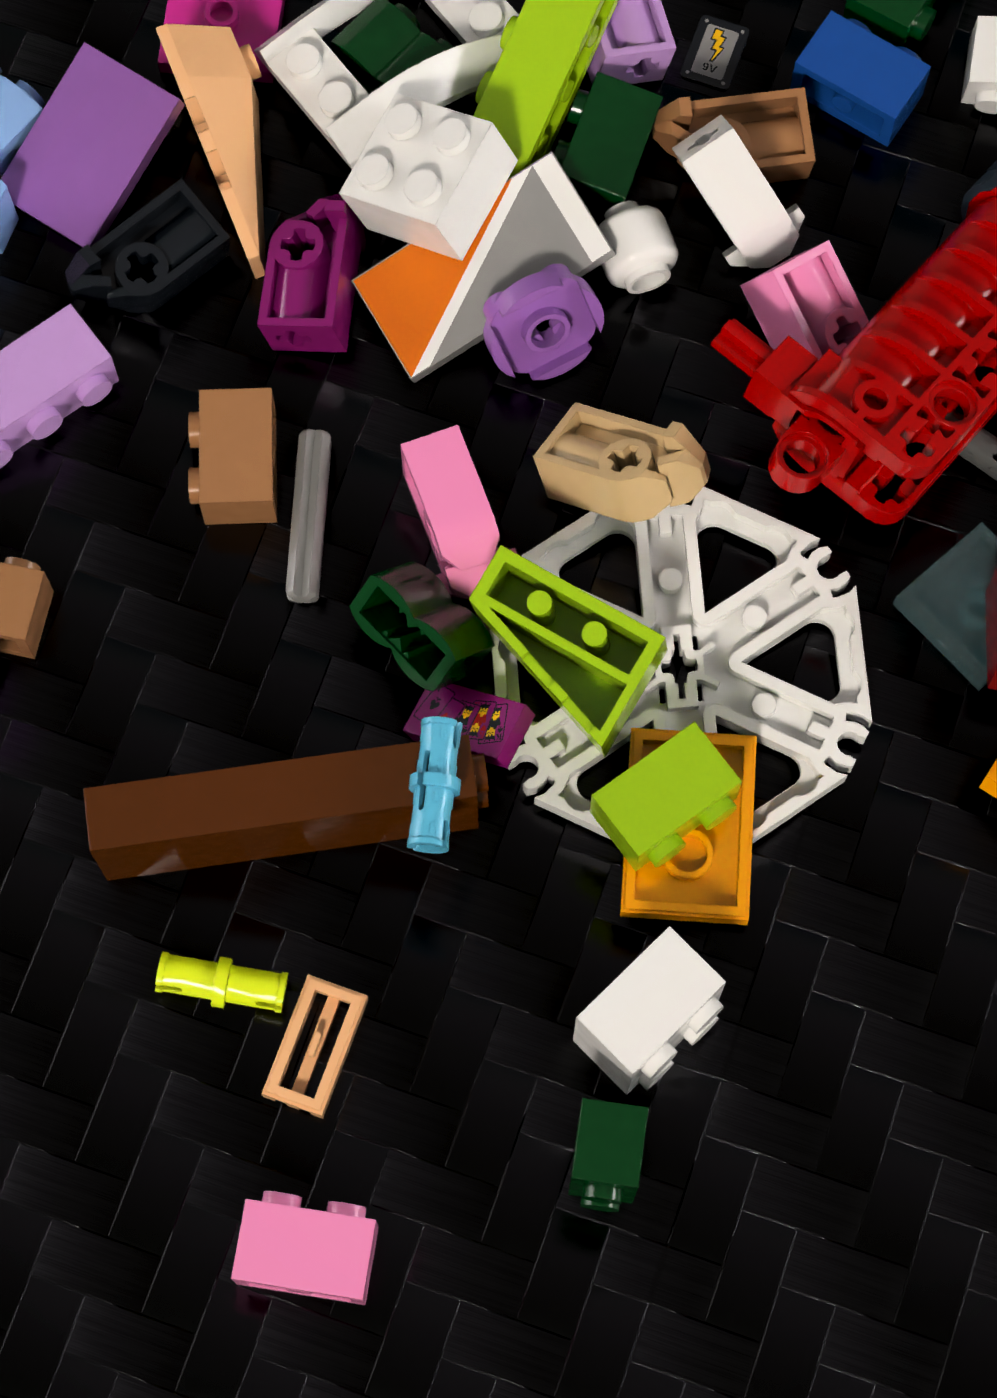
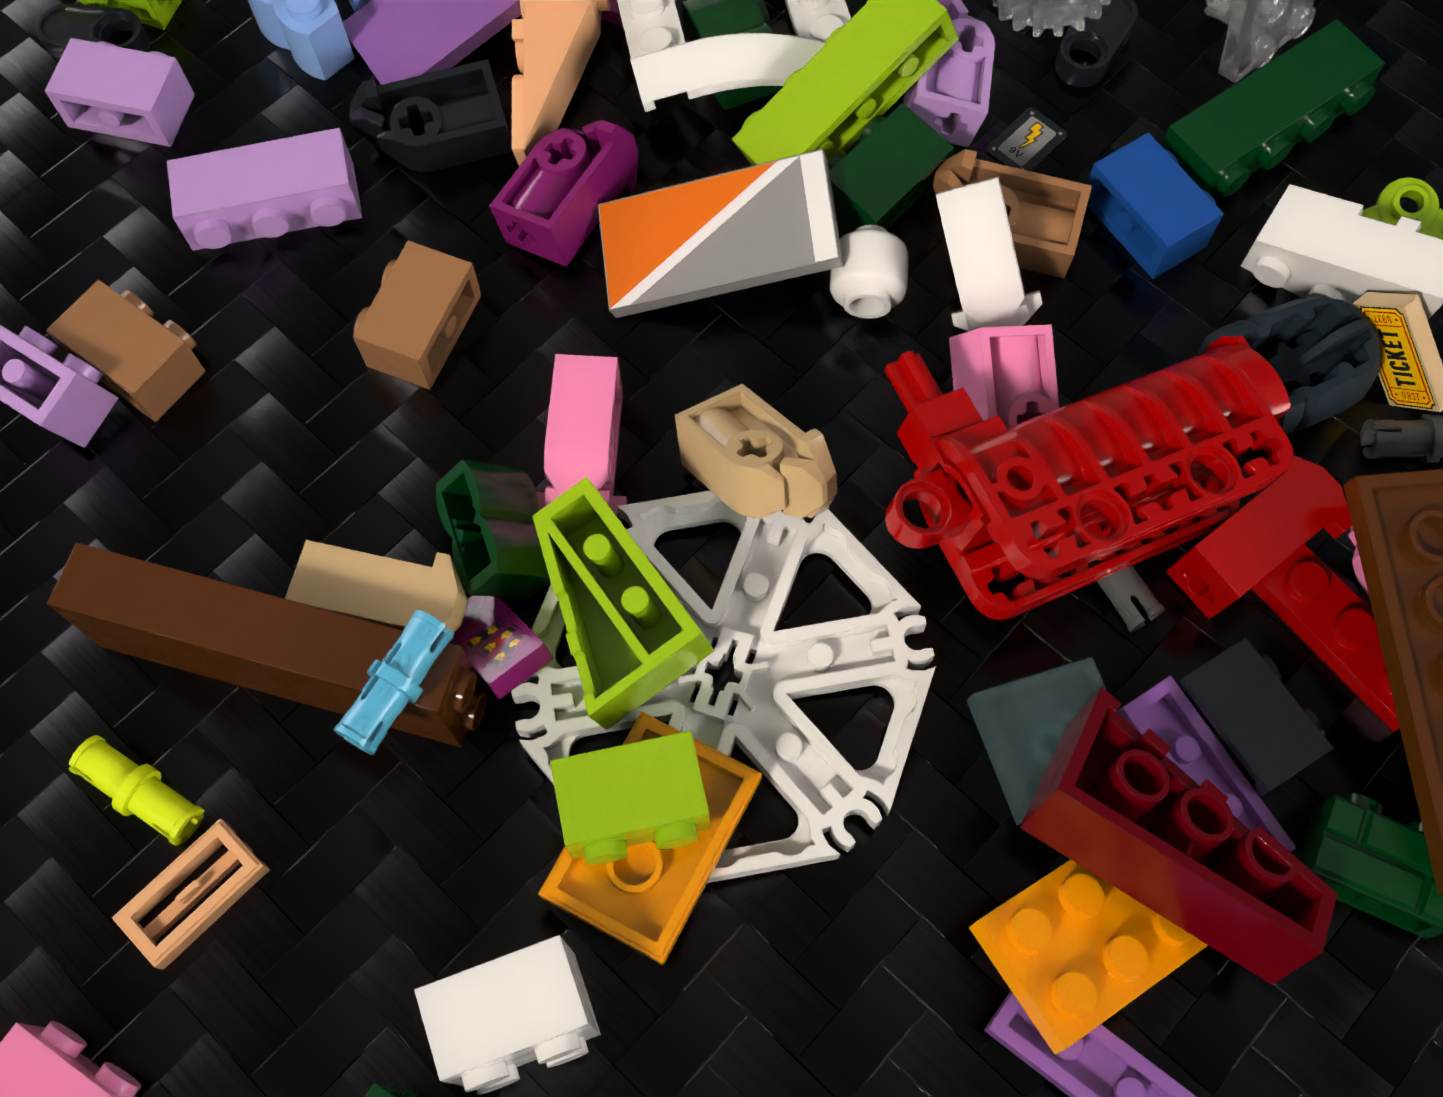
camera: 25 degrees right, 5 degrees down
(308, 516) = (455, 394): light grey axle -> none
(352, 717) = (377, 586): none -> tan piece
(429, 176) = (701, 129): white brick -> none
(545, 295) = (751, 273): medium lavender plate -> none

